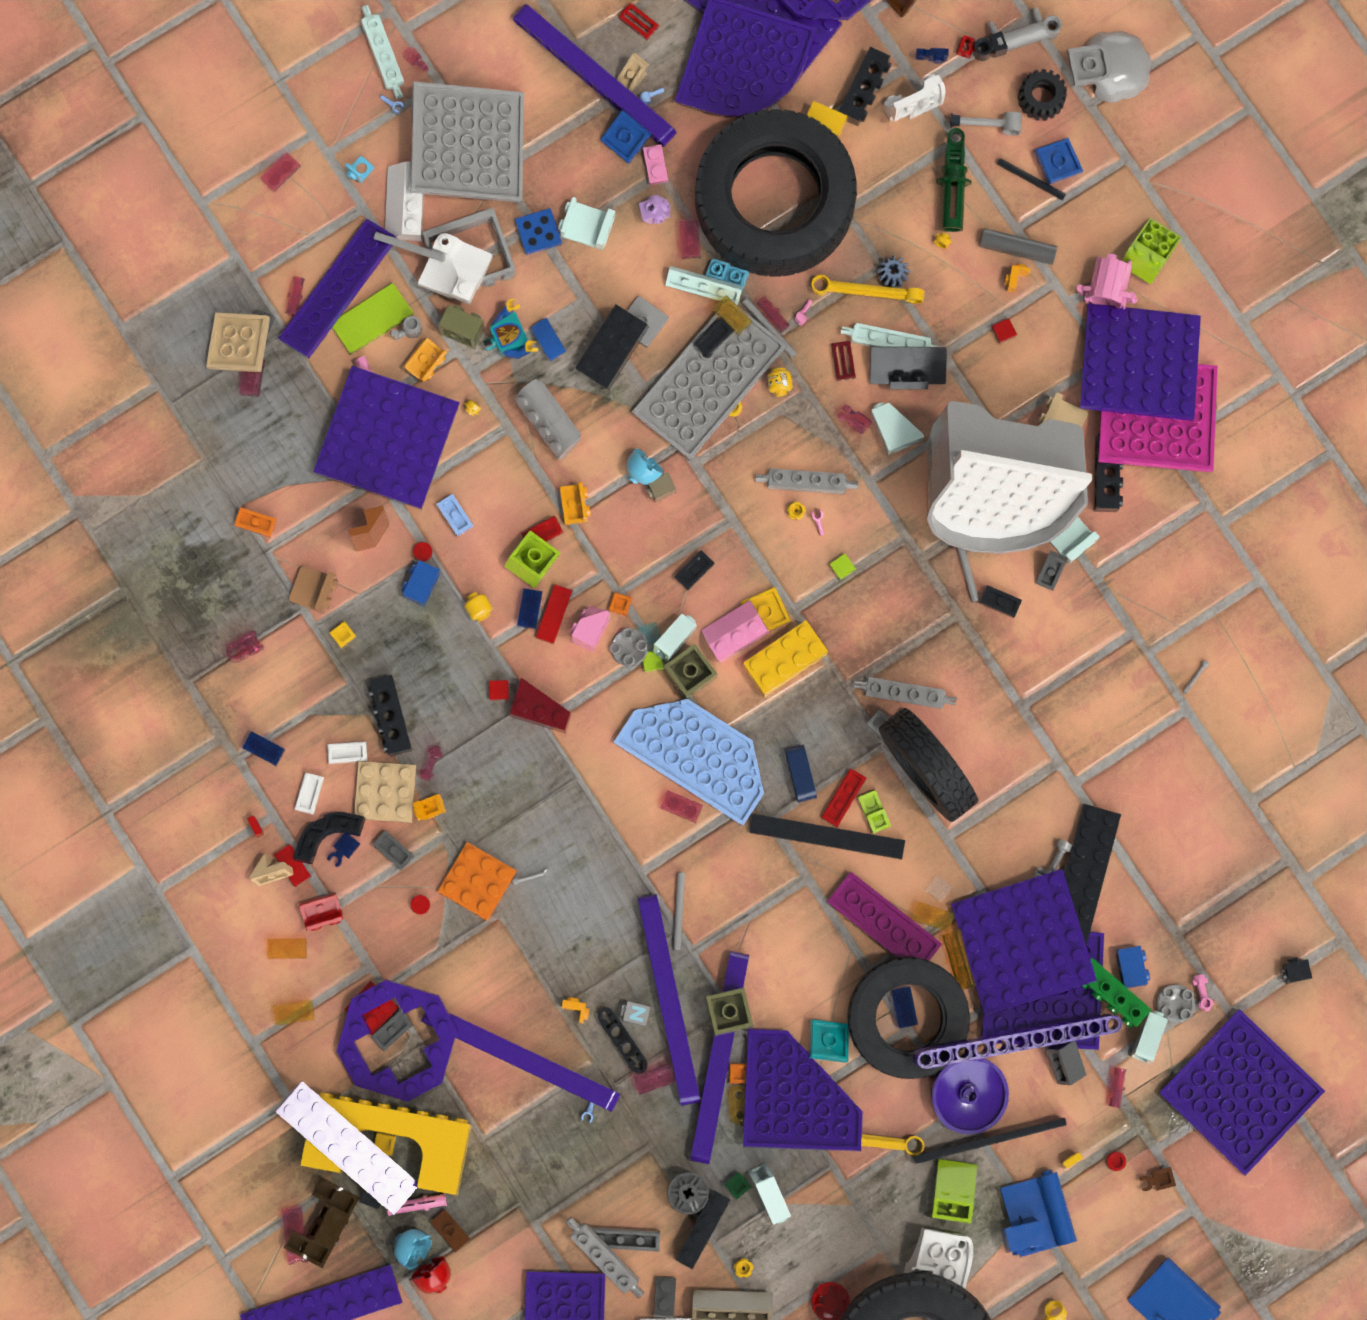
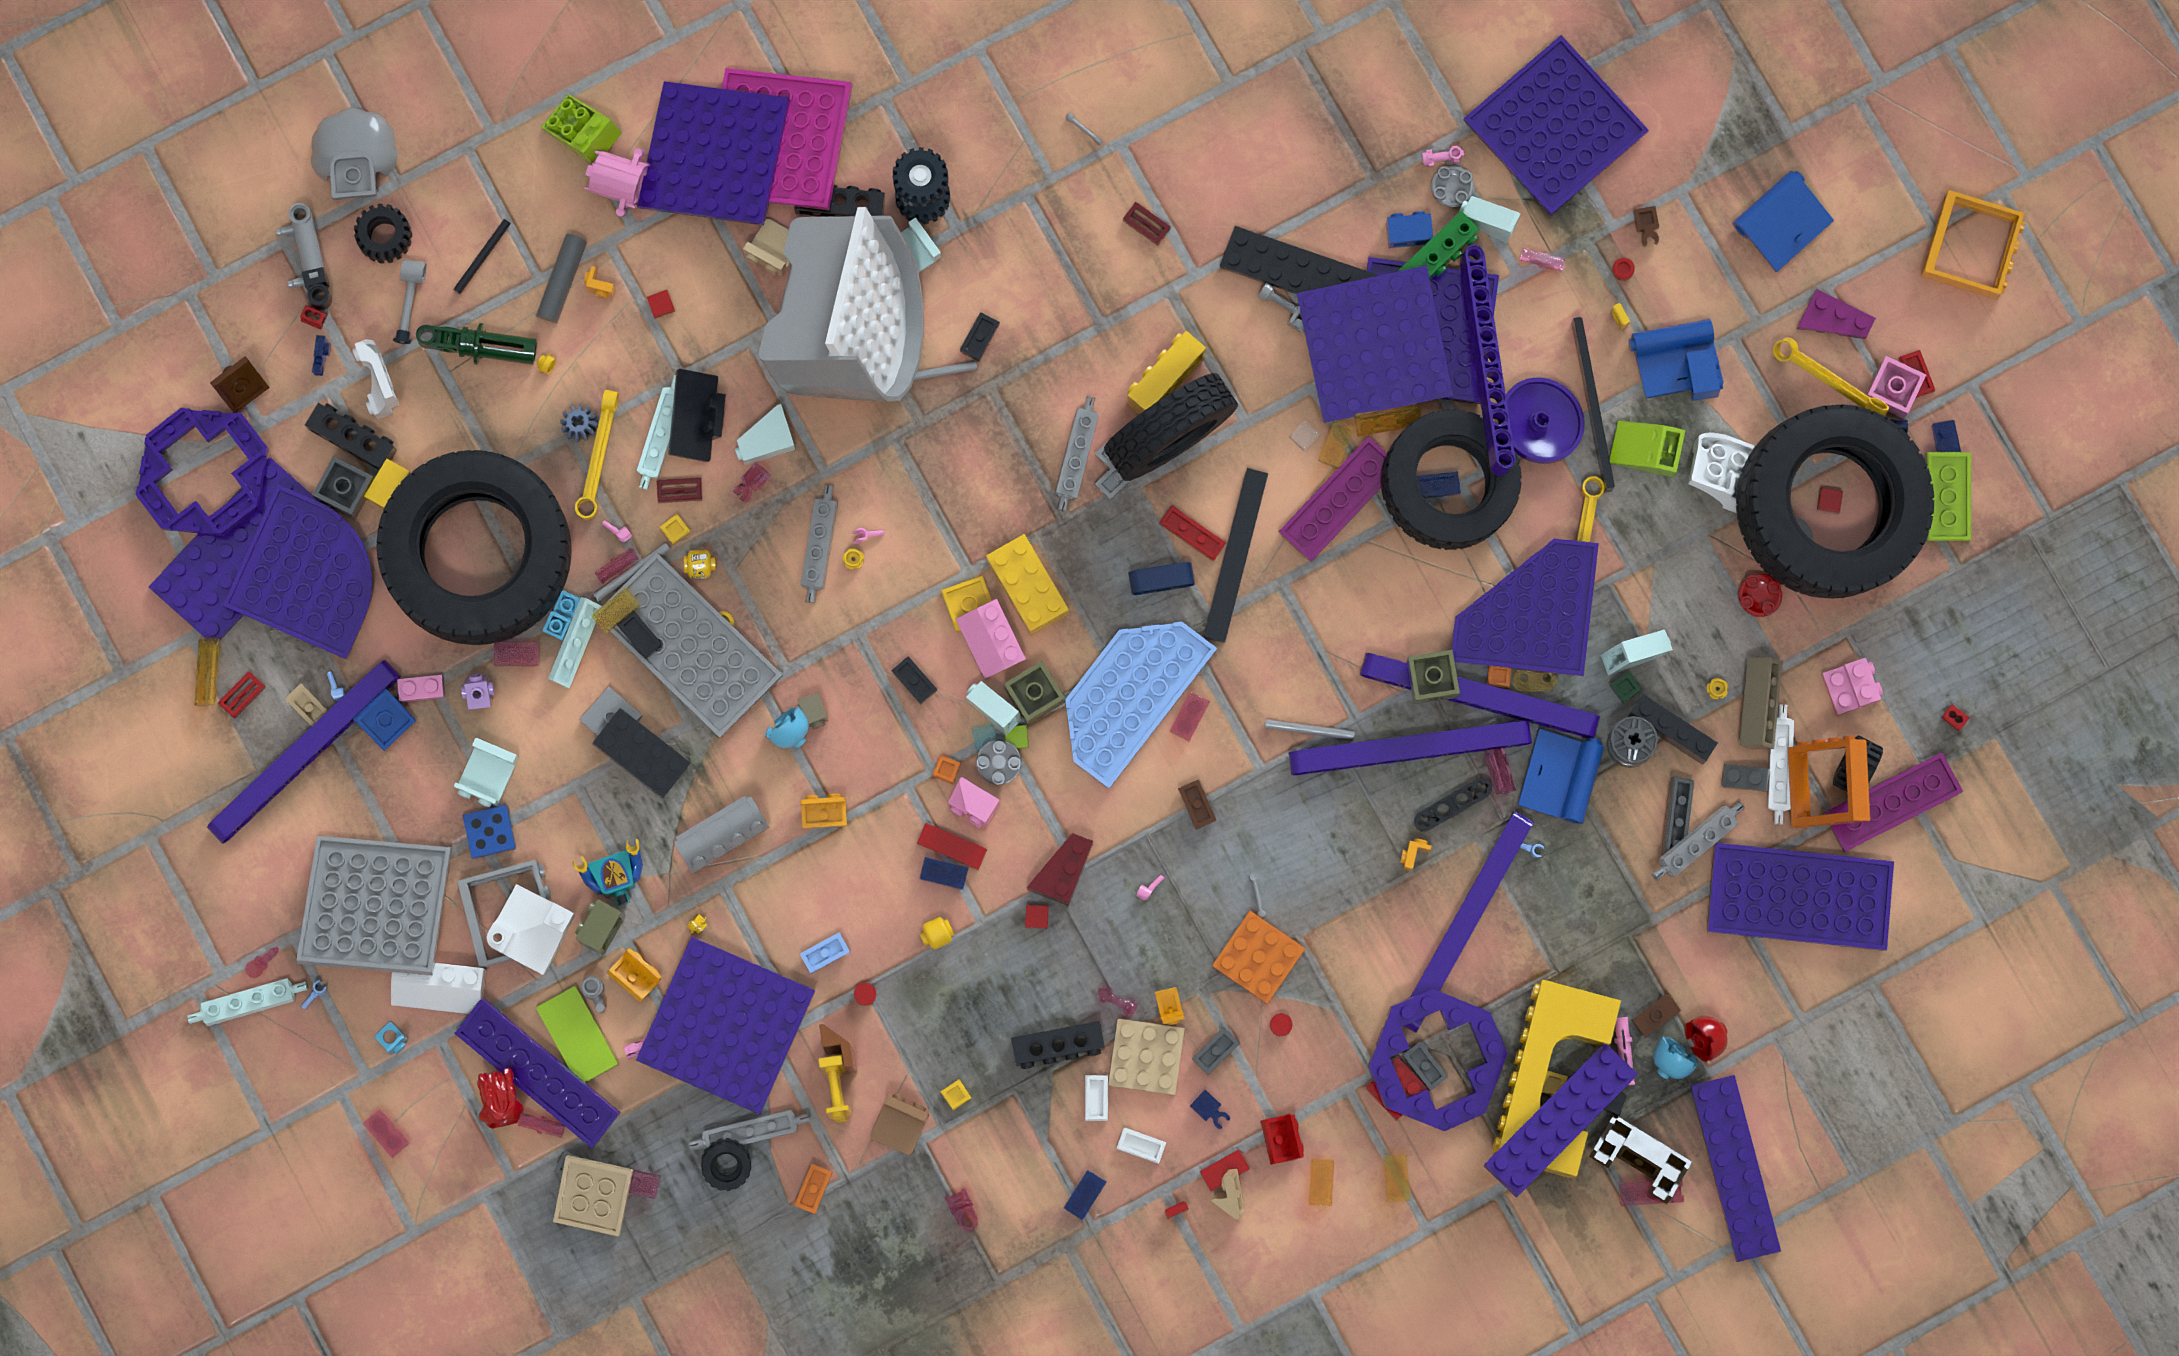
camera: 85 degrees left, 0 degrees up
(256, 445) = (721, 1147): none -> black tyre
(300, 466) = (754, 1129): none -> light grey plate
(312, 257) = (499, 1099): none -> red piece
(329, 824) = (1182, 1128): black plate -> none
(332, 529) = (833, 1068): none -> yellow fence
(409, 246) = (496, 984): light grey bar -> none
(420, 583) = (903, 997): blue brick -> none
(526, 780) = (1144, 892): none -> bright pink hand
(532, 559) = (886, 865): lime slope -> none
(546, 530) = (855, 852): red plate -> none
(548, 339) = (622, 828): blue slope -> none
(605, 818) = (1197, 804): none -> reddish brown plate
(635, 1013) = (1424, 786): light grey brick -> none
(653, 1137) = (1565, 776): none -> blue door
(809, 360) = (675, 529): none -> yellow tile
(819, 83) = (343, 487): none -> dark grey brick
(829, 1041) = (1470, 571): teal plate -> none
(842, 566) = (923, 511): lime tile -> none
(874, 811) = (1210, 500): lime slope -> none
(980, 763) = (1168, 372): none -> yellow brick
(1051, 570) = (948, 275): dark grey slope -> none
(1058, 161) = (463, 223): blue tile -> none
(1066, 1063) = (1513, 311): dark grey brick -> none
(1108, 751) = (1141, 230): none -> dark red tile
(1125, 536) = (921, 185): none -> black plate
(1296, 971) = (1425, 52): black brick -> none

